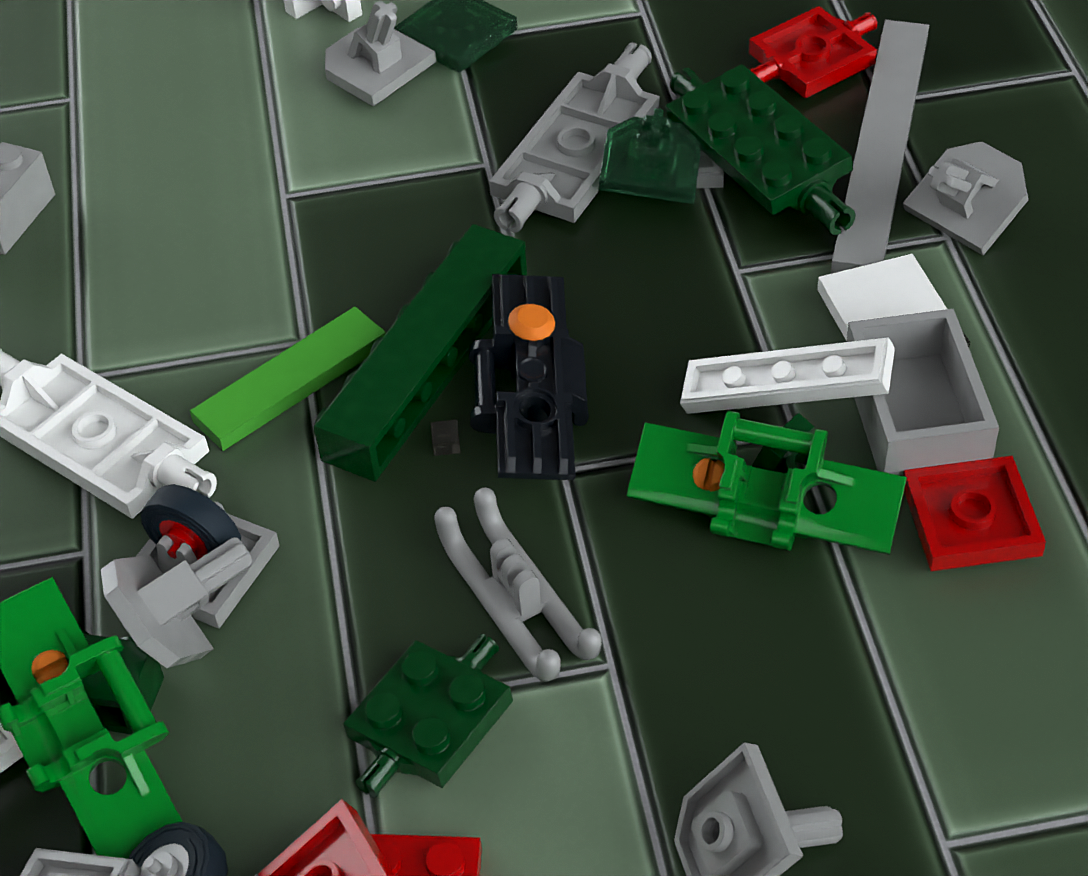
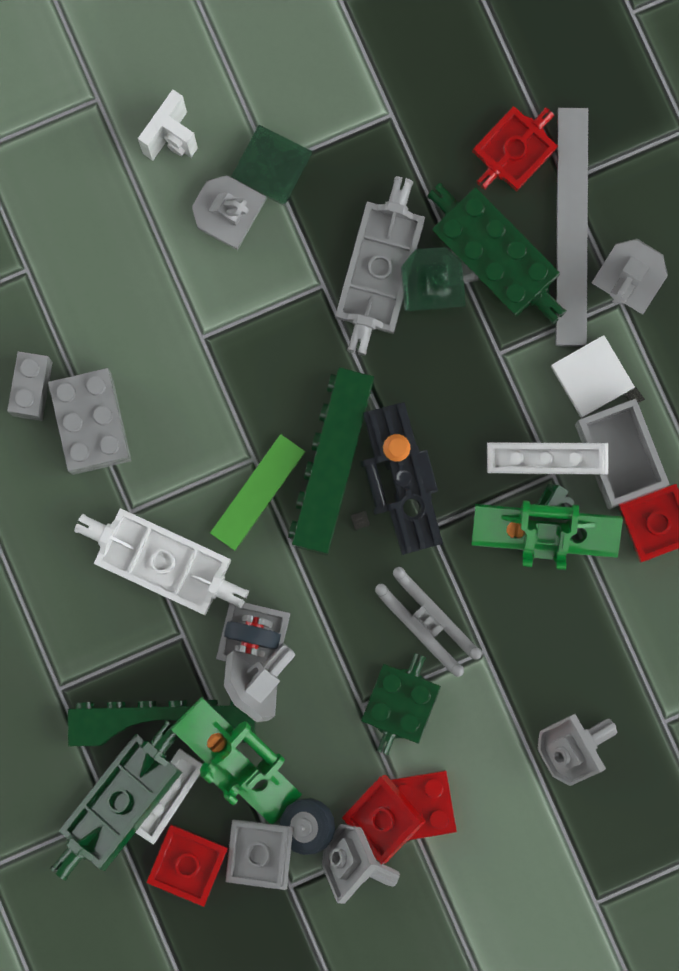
camera: 15 degrees left, 35 degrees up
(67, 248) = (89, 421): none -> light grey piece

